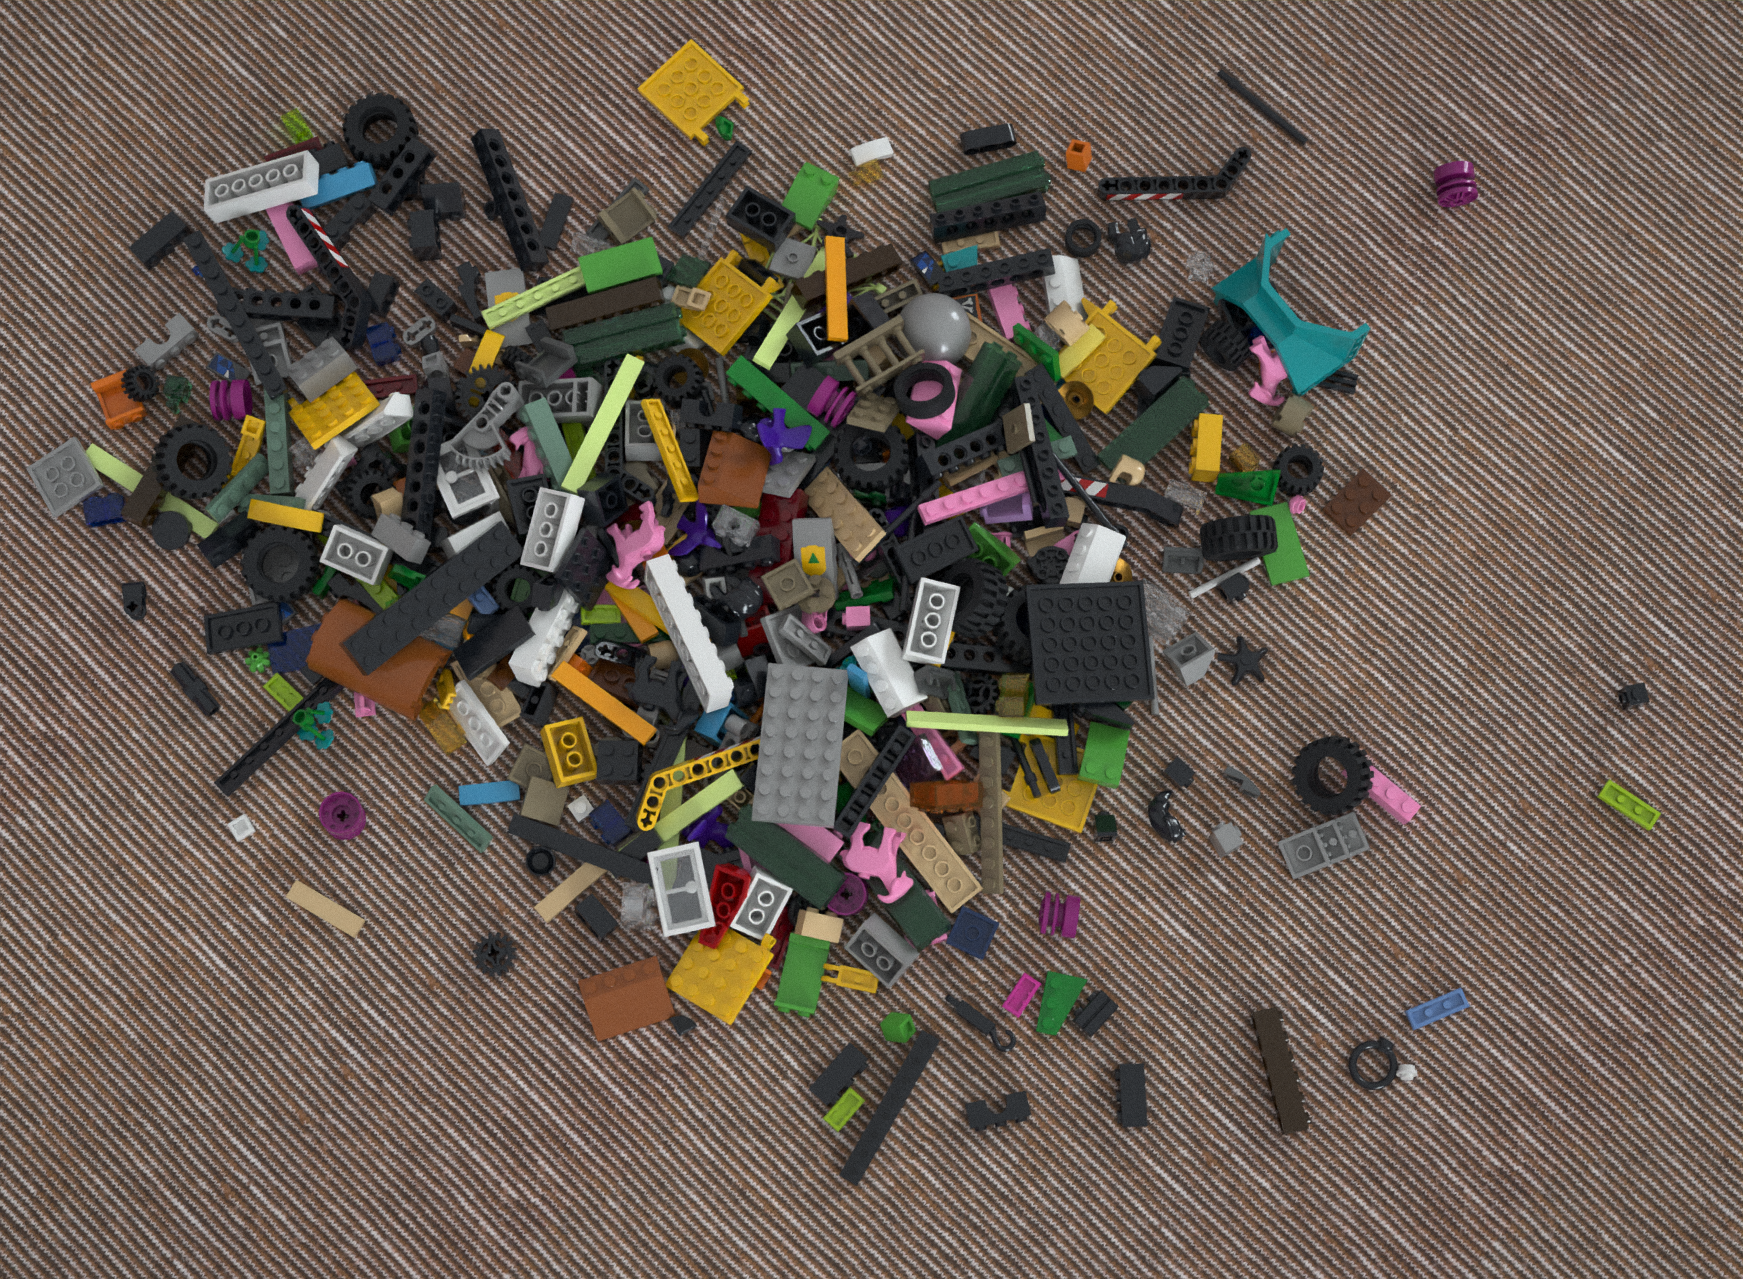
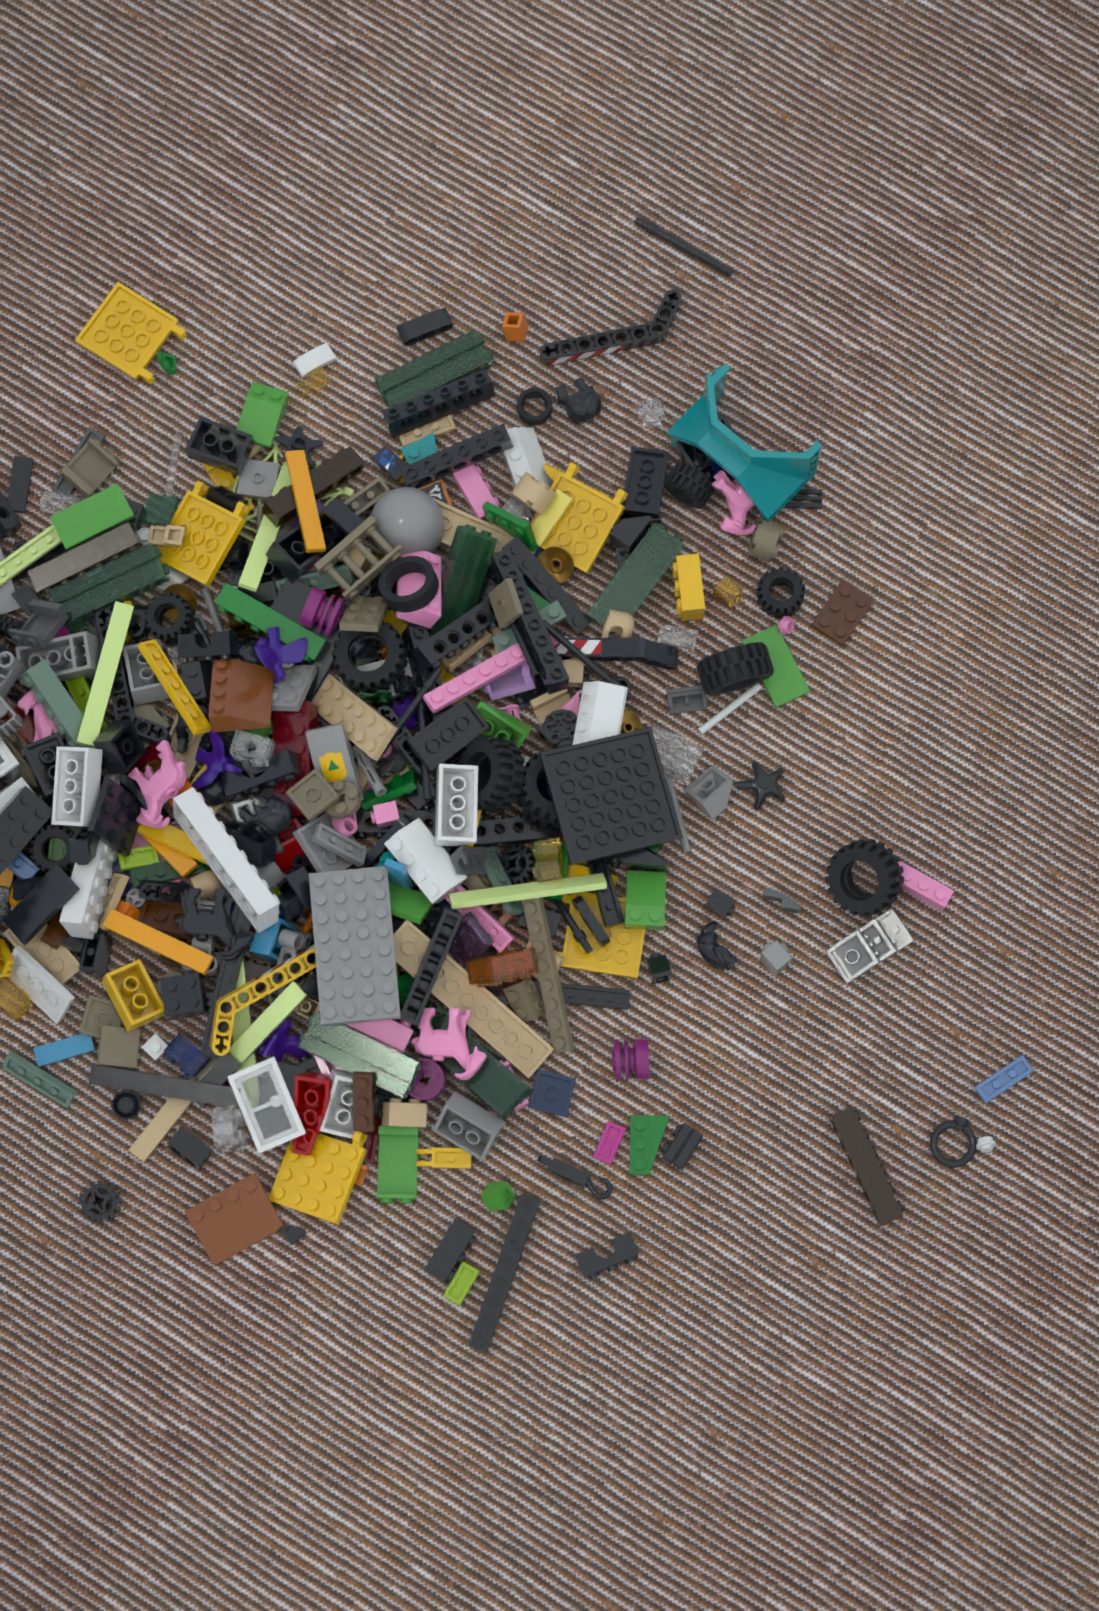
camera: 10 degrees left, 0 degrees up
(709, 190) = (164, 426): black plate -> none
(779, 905) = (363, 1101): none -> reddish brown plate
(1131, 1095) = (730, 1216): black brick -> none
(1234, 588) = (740, 717): black brick -> none
(1249, 486) = (737, 616): green wing -> none
(1455, 183) = (881, 288): magenta wheel -> none

